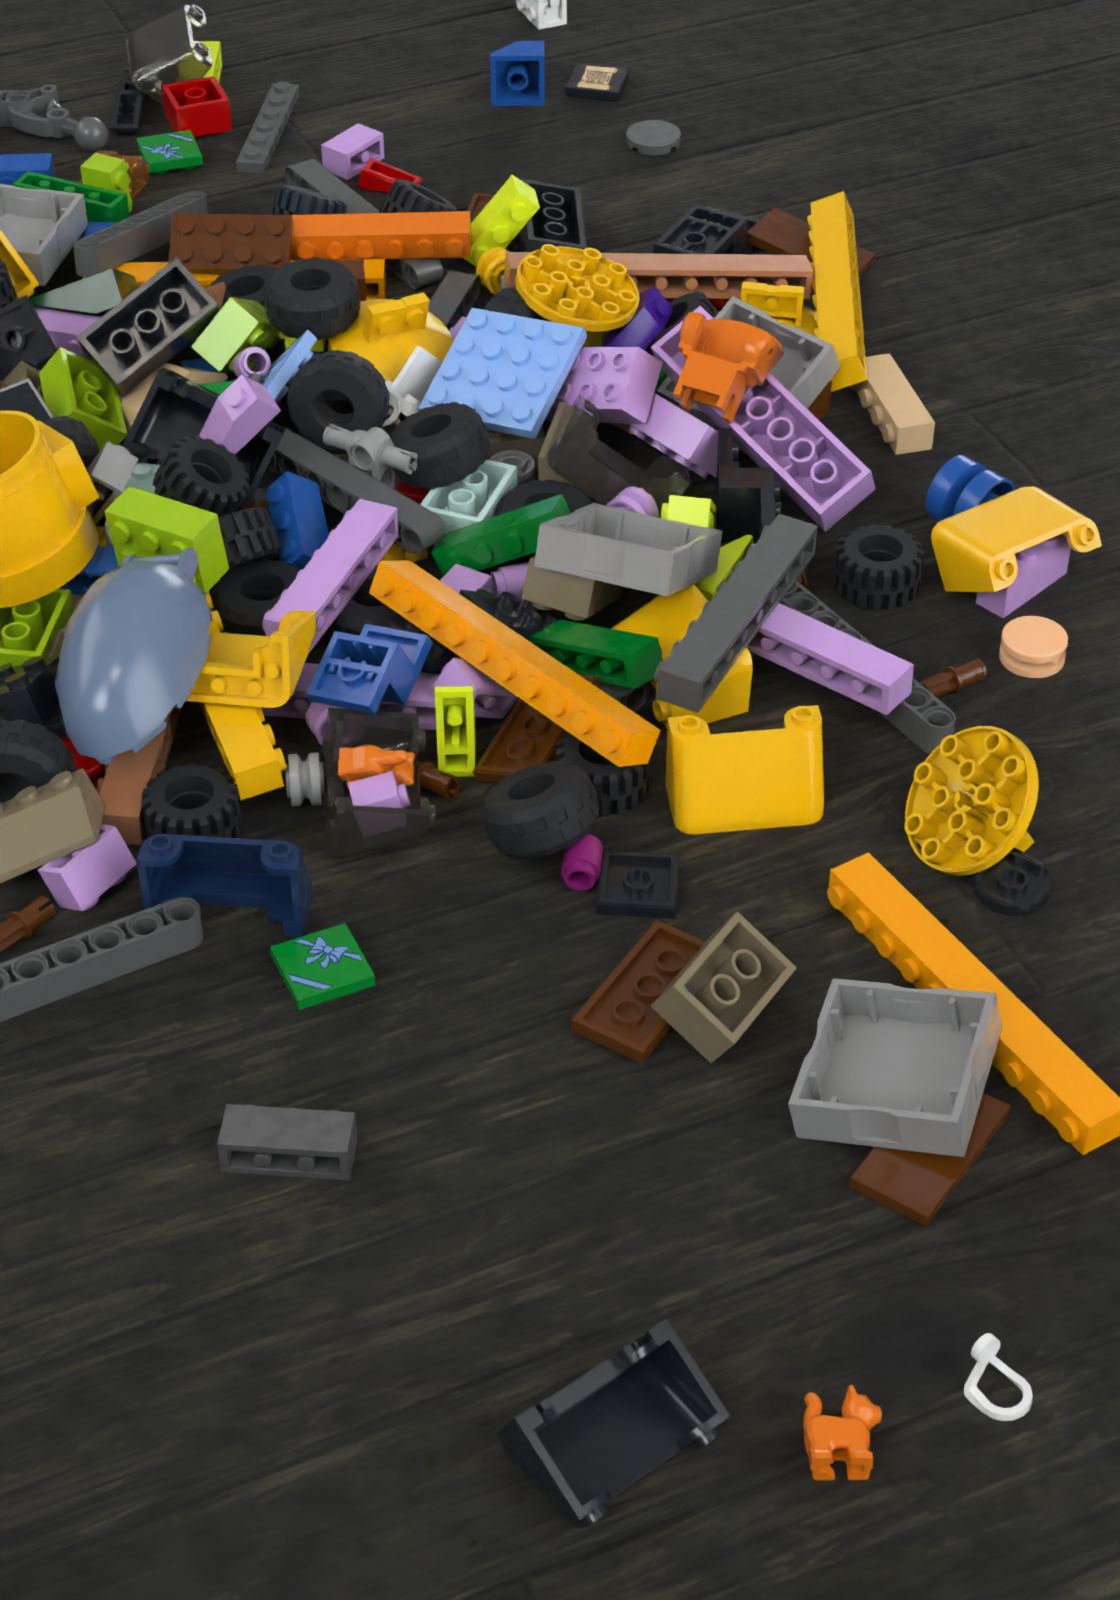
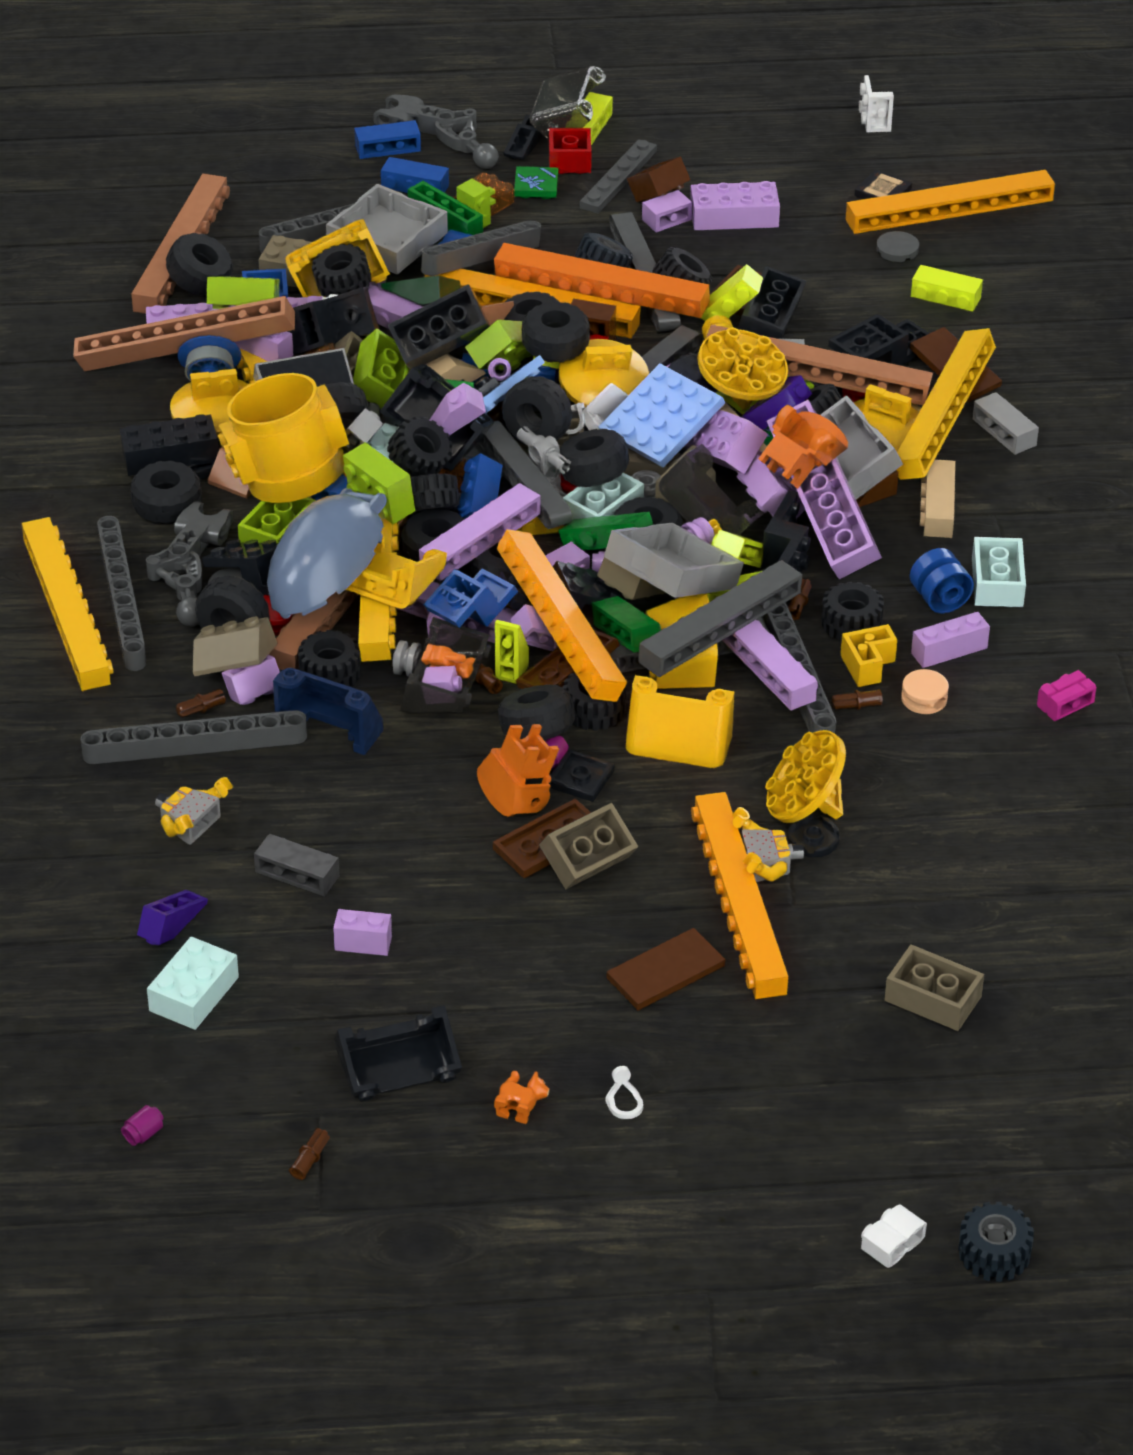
camera: 20 degrees right, 0 degrees up
(79, 1099) = (191, 811): none -> torso
(119, 1291) = (168, 916): none -> dark purple slope
(210, 1400) = (192, 983): none -> light aqua brick
(230, 241) = (532, 271): reddish brown plate -> none
(322, 966) = (364, 773): green tile -> none
(328, 116) = (659, 179): none -> reddish brown brick
(381, 176) = (678, 236): red slope -> none
(435, 129) = (735, 205): none -> lavender brick
(448, 1225) = (362, 932): none -> lavender brick
(518, 74) = (819, 173): blue slope -> none
(545, 906) = (507, 768): none -> orange piece
(684, 79) = (949, 201): none -> light orange brick
(743, 168) = (946, 288): none -> neon yellow brick
(897, 1067) = (663, 916): light grey tile -> none
(913, 300) = (1005, 423): none -> light grey brick
(934, 615) = (867, 651): none -> yellow brick
(971, 916) = (766, 849): none -> torso
(980, 544) = (922, 608): yellow windscreen -> none
(1032, 459) = (998, 572): none -> light aqua brick

